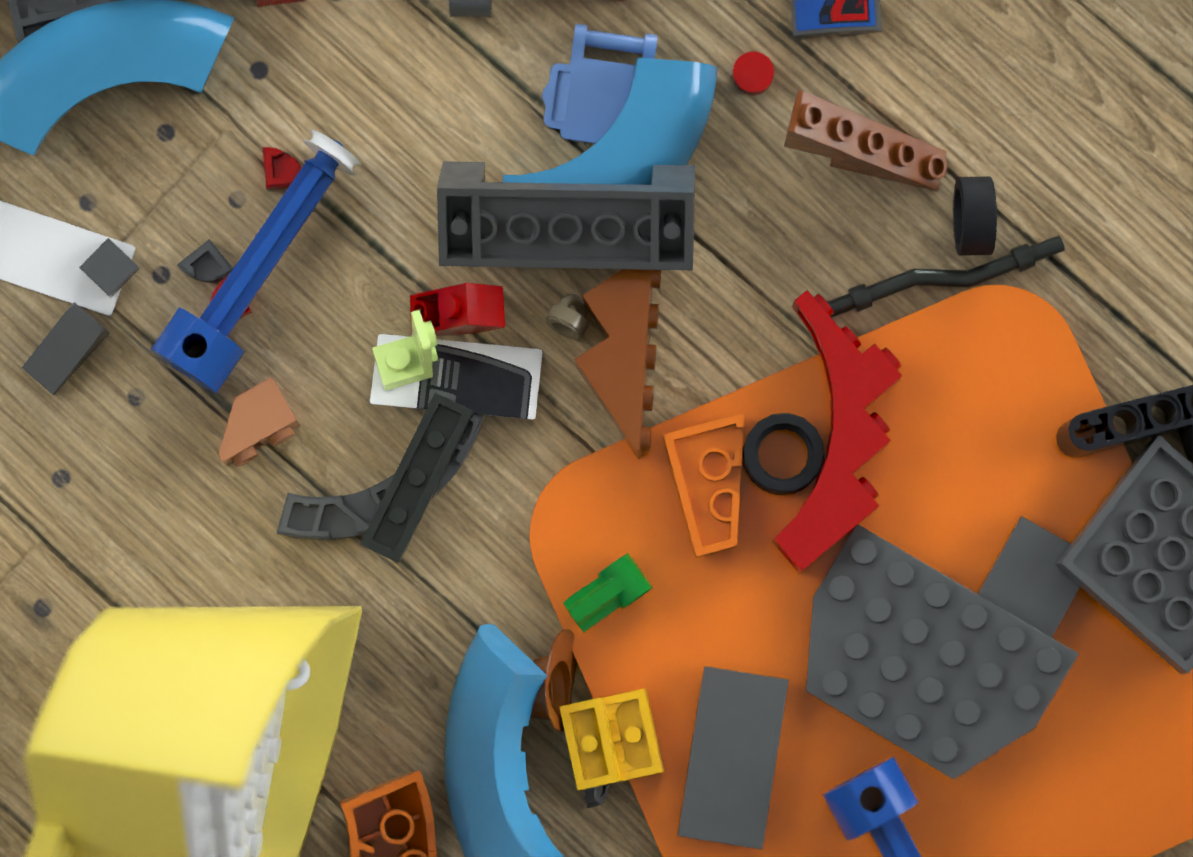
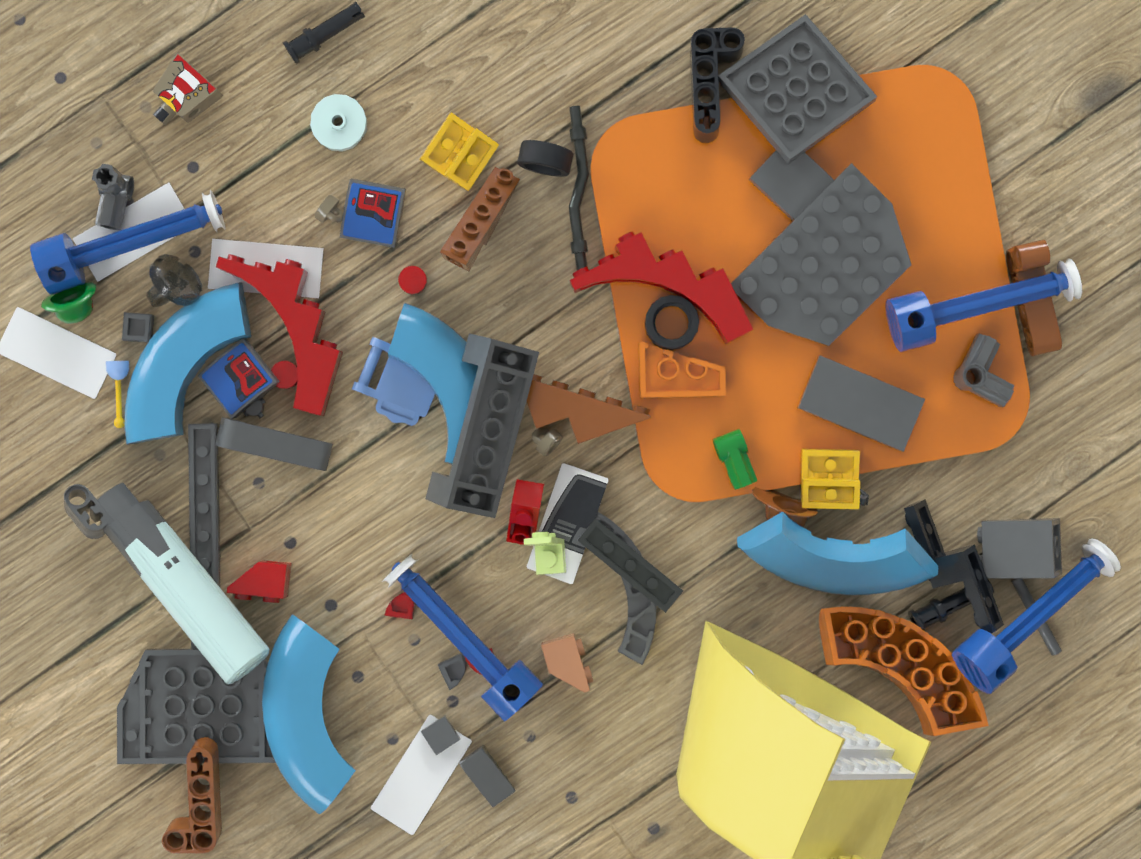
camera: 75 degrees left, 5 degrees up
(954, 94) = (459, 151): none -> yellow slope

